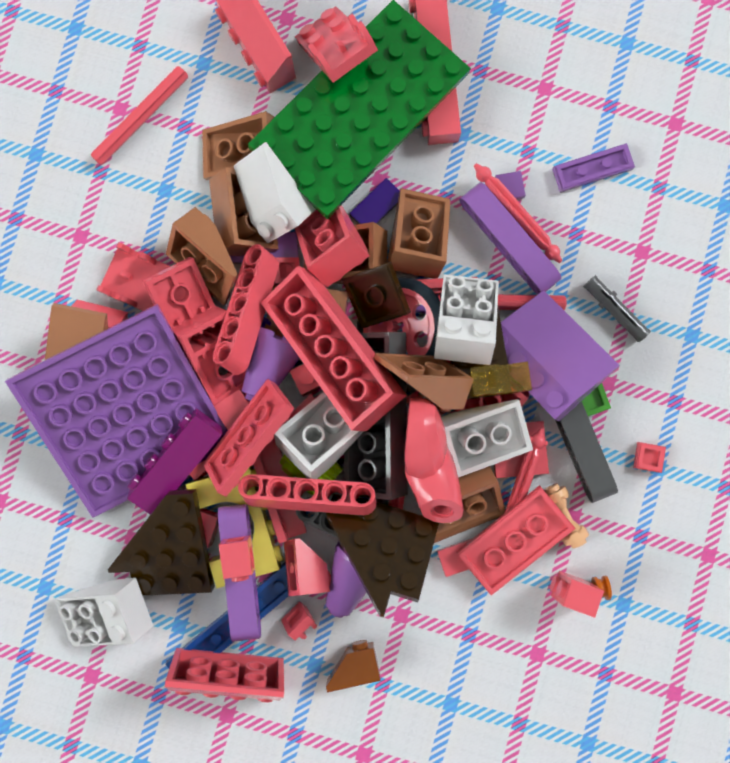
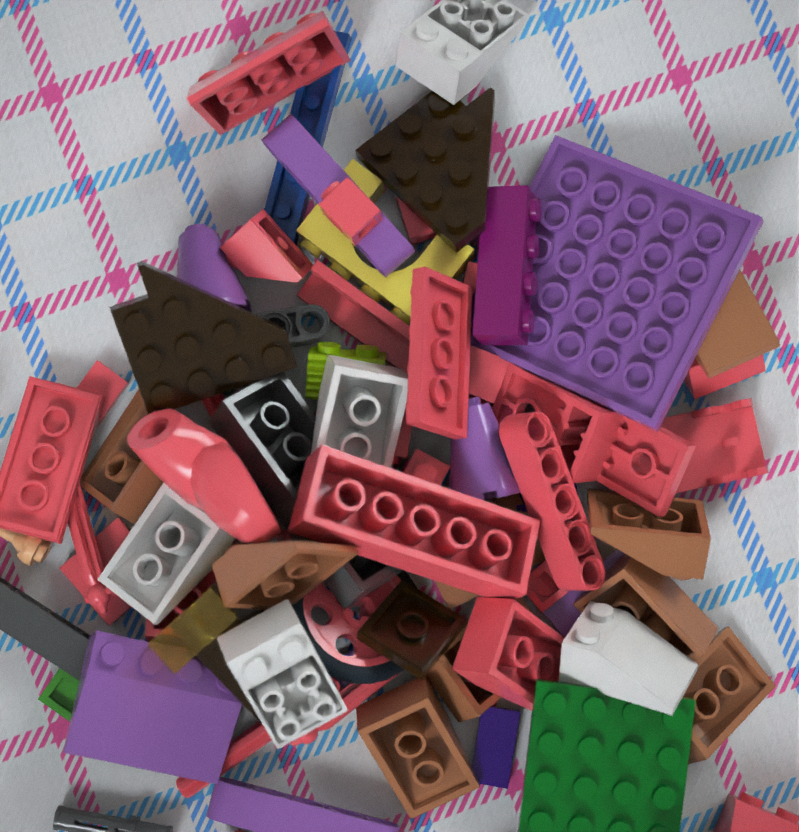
camera: 140 degrees right, 0 degrees up
(297, 486) = (341, 338): coral beam -> none
(298, 621) = (232, 188): coral tile -> none
(355, 667) = (130, 183): dark orange slope -> none

